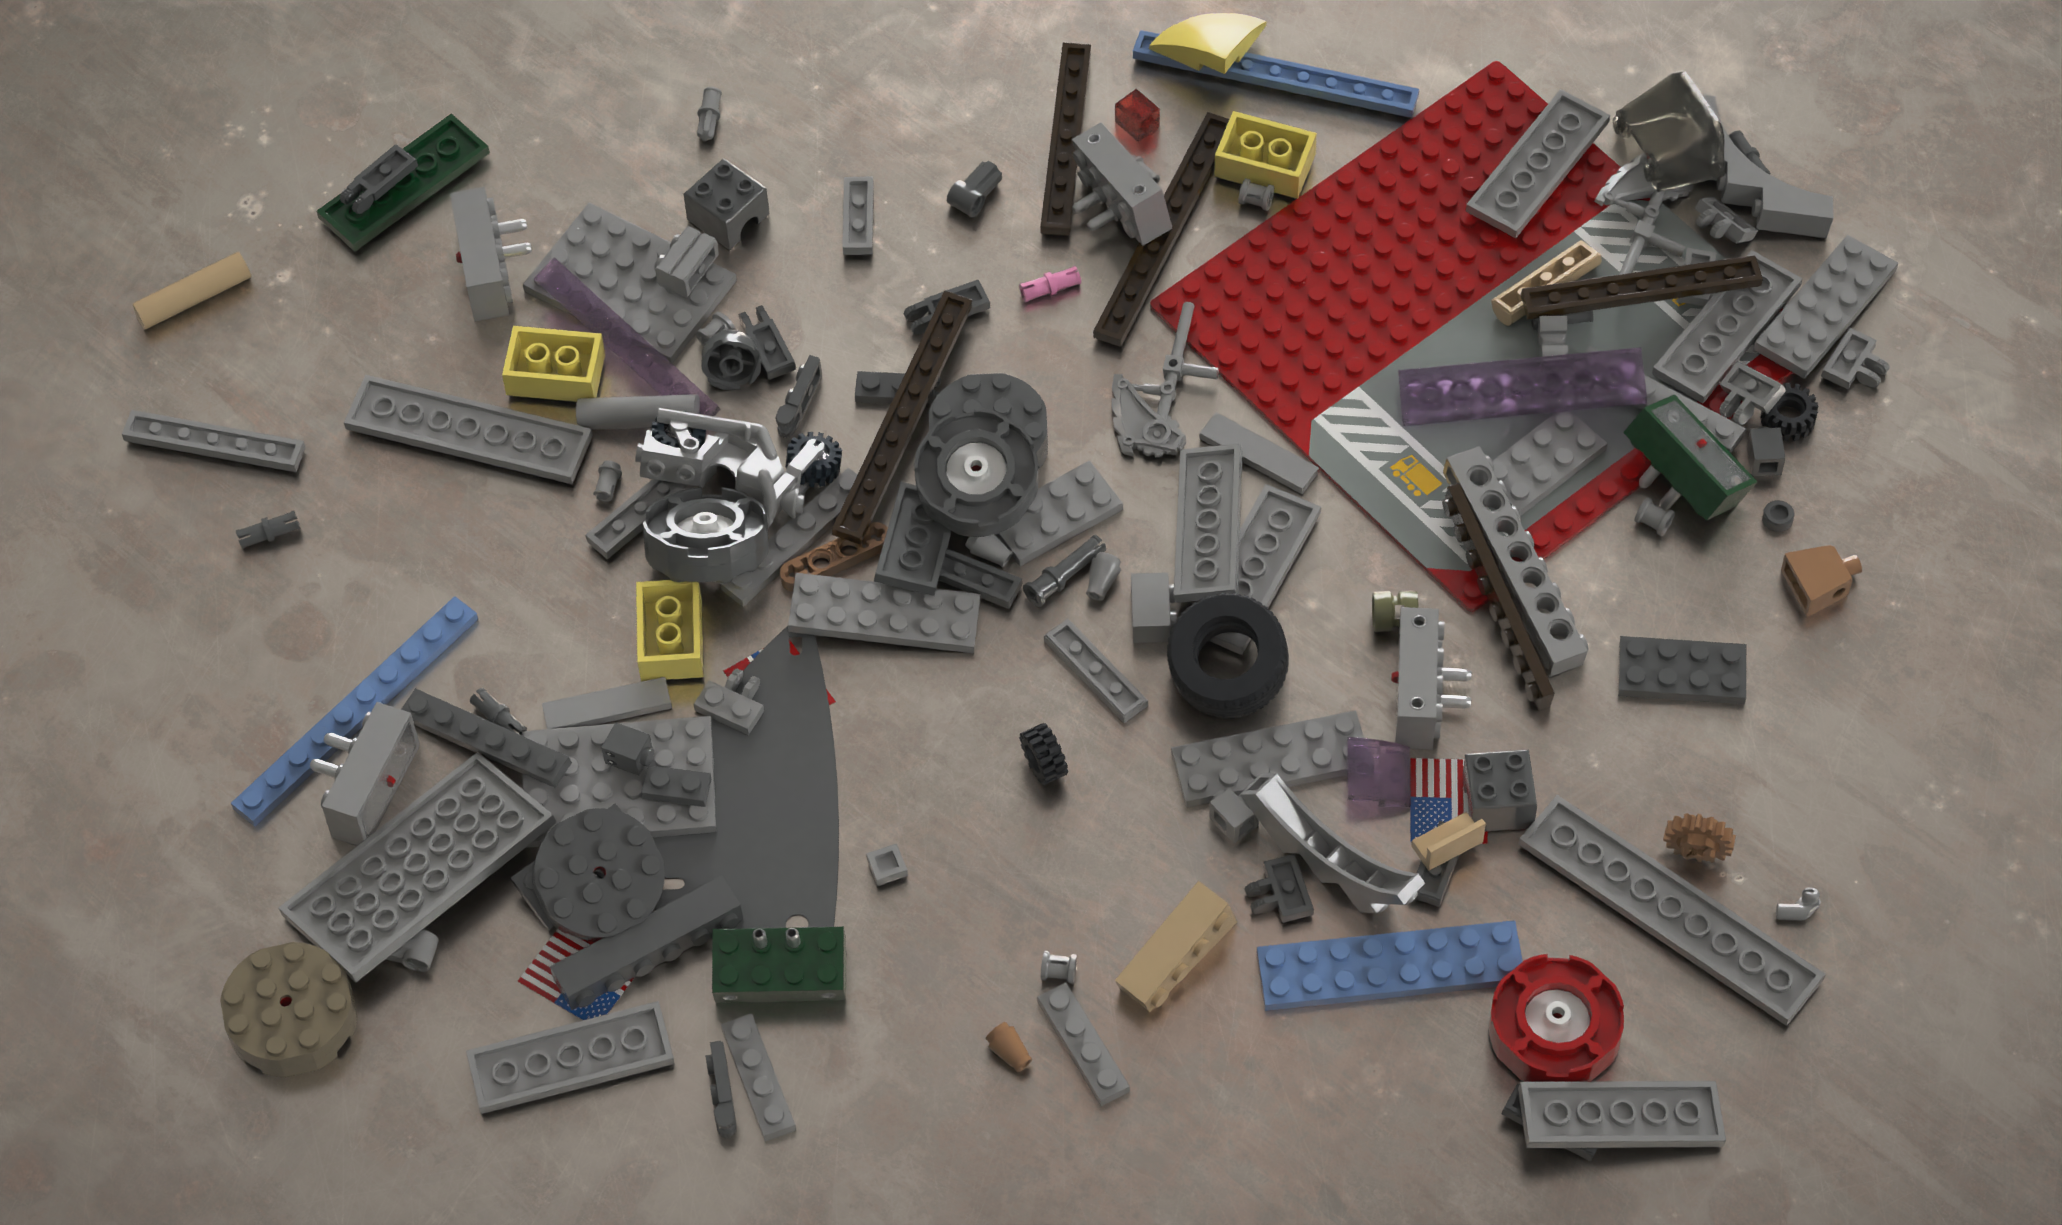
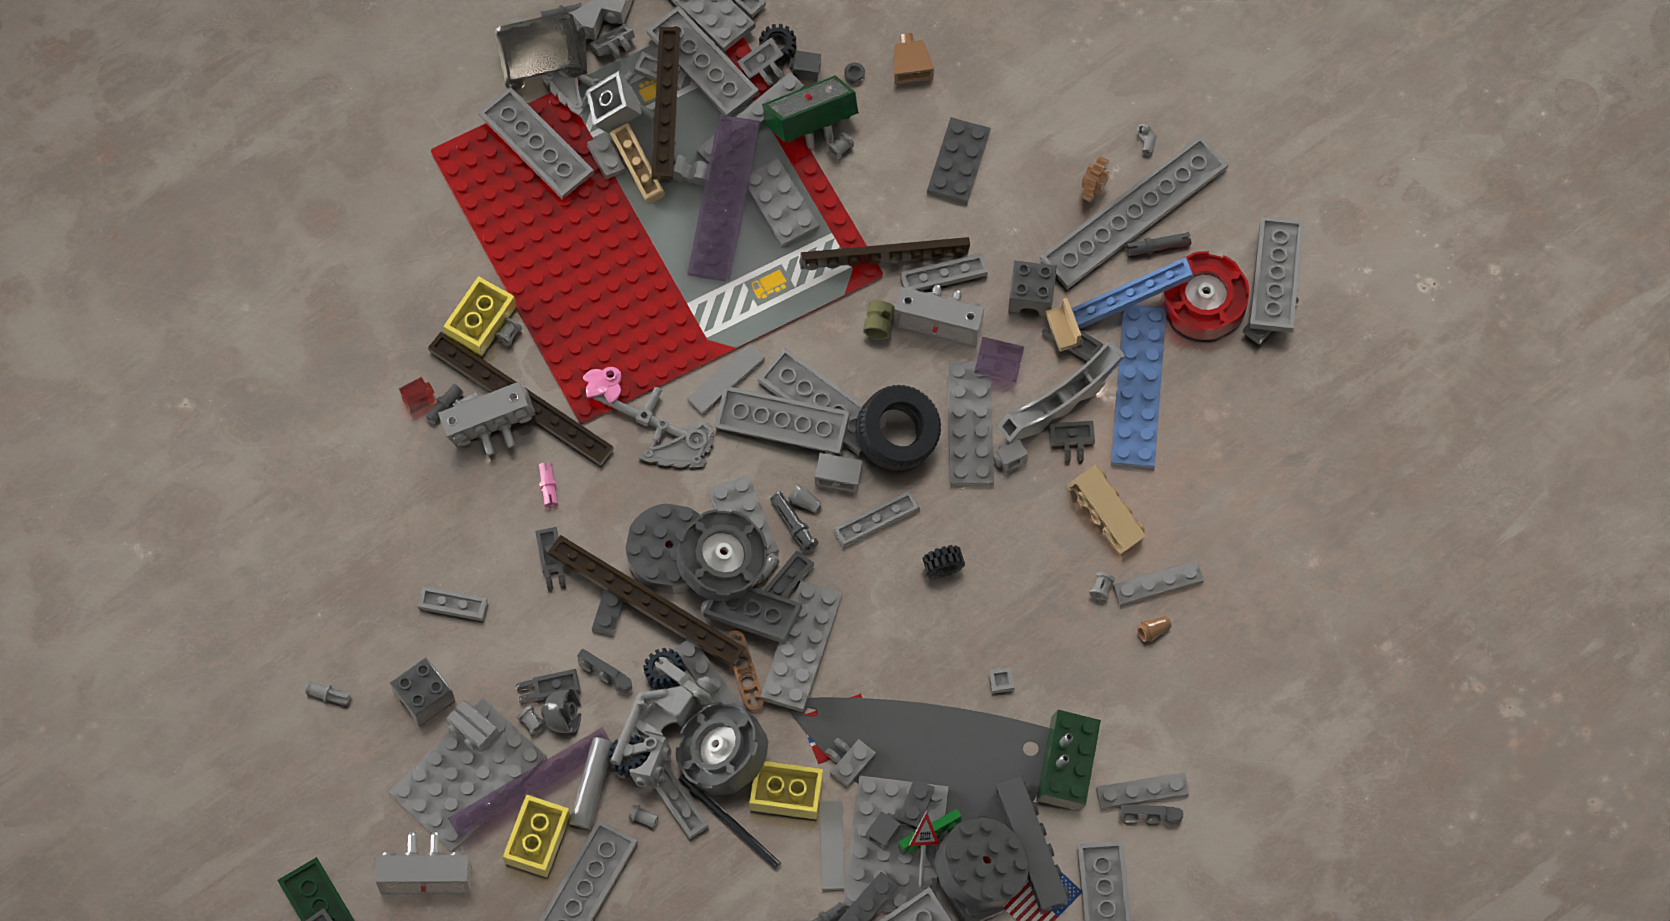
camera: 80 degrees left, 10 degrees up
(605, 599) = (697, 793): none -> black bar
(621, 789) = (924, 836): none -> piece
(633, 804) = (944, 823): none -> green plate
(971, 194) = (454, 522): dark grey piece -> none
(1066, 125) = (421, 448): dark brown plate -> none
(1137, 147) = (444, 403): none -> dark grey pin
(1206, 308) = (600, 384): none -> bright pink plate
(1209, 40) = (367, 330): light yellow brick -> none
(1300, 79) = (402, 297): medium blue plate -> none
(1436, 794) = (1019, 328): sticker -> none
(1494, 681) = (945, 273): none -> light grey plate
(1524, 915) = (1132, 293): none -> medium blue plate
(1545, 246) = (605, 157): none -> light grey plate
(1554, 654) = (789, 252): light grey brick -> none
(1620, 229) = (613, 103): none -> light grey slope
(1621, 939) = (1150, 245): none -> dark grey pin

